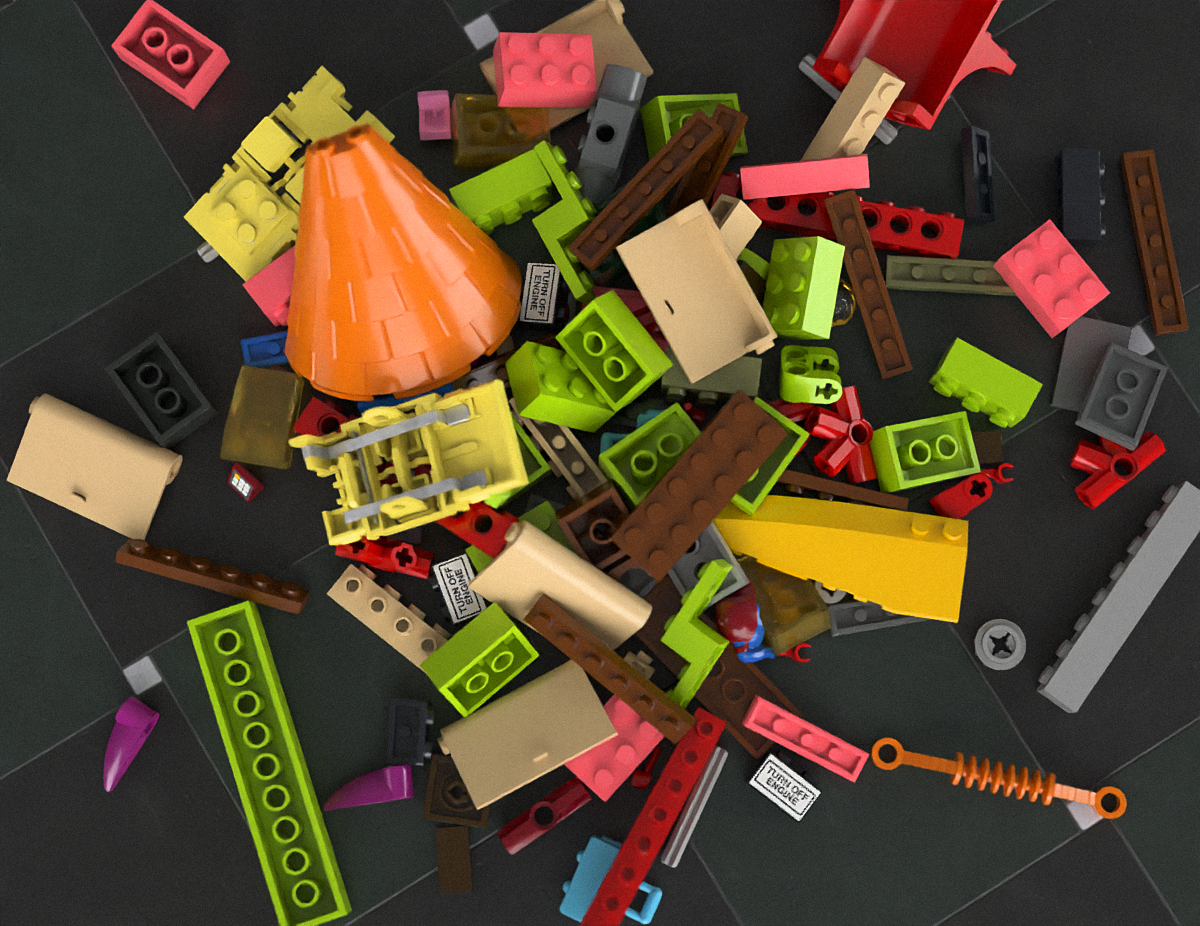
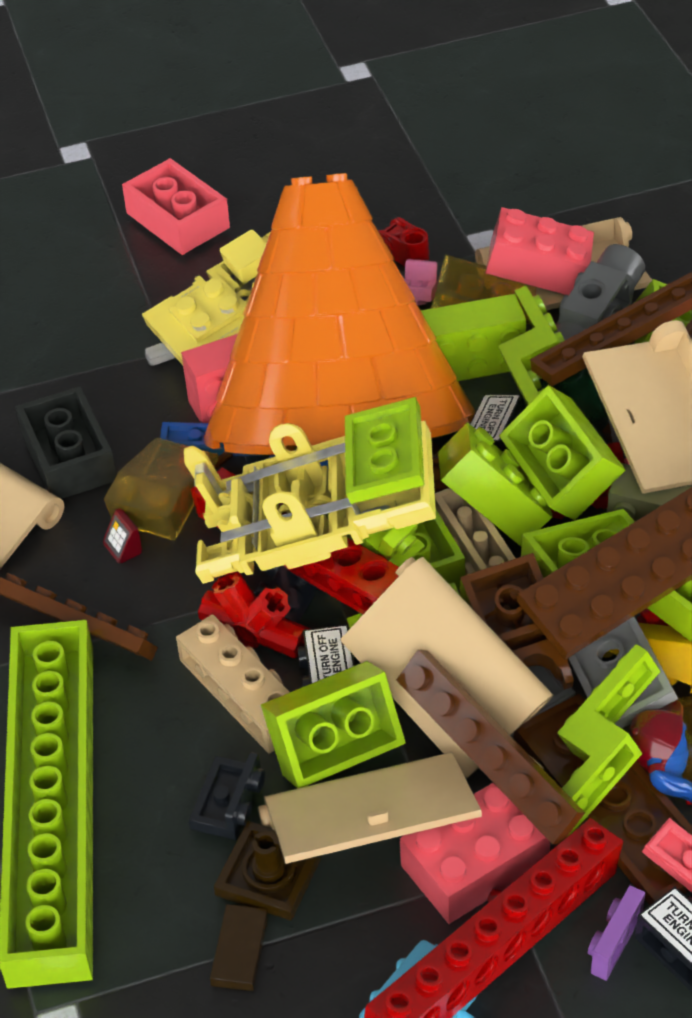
camera: 15 degrees right, 35 degrees down
(375, 787) = (167, 852): magenta piece -> none
(401, 57) = (405, 241): none -> red piece
(469, 428) = (383, 450): none -> lime plate
(526, 826) = (344, 920): dark red piece -> none
(694, 807) = (562, 948): light grey axle -> none
(727, 803) = (608, 945): none -> medium lavender plate

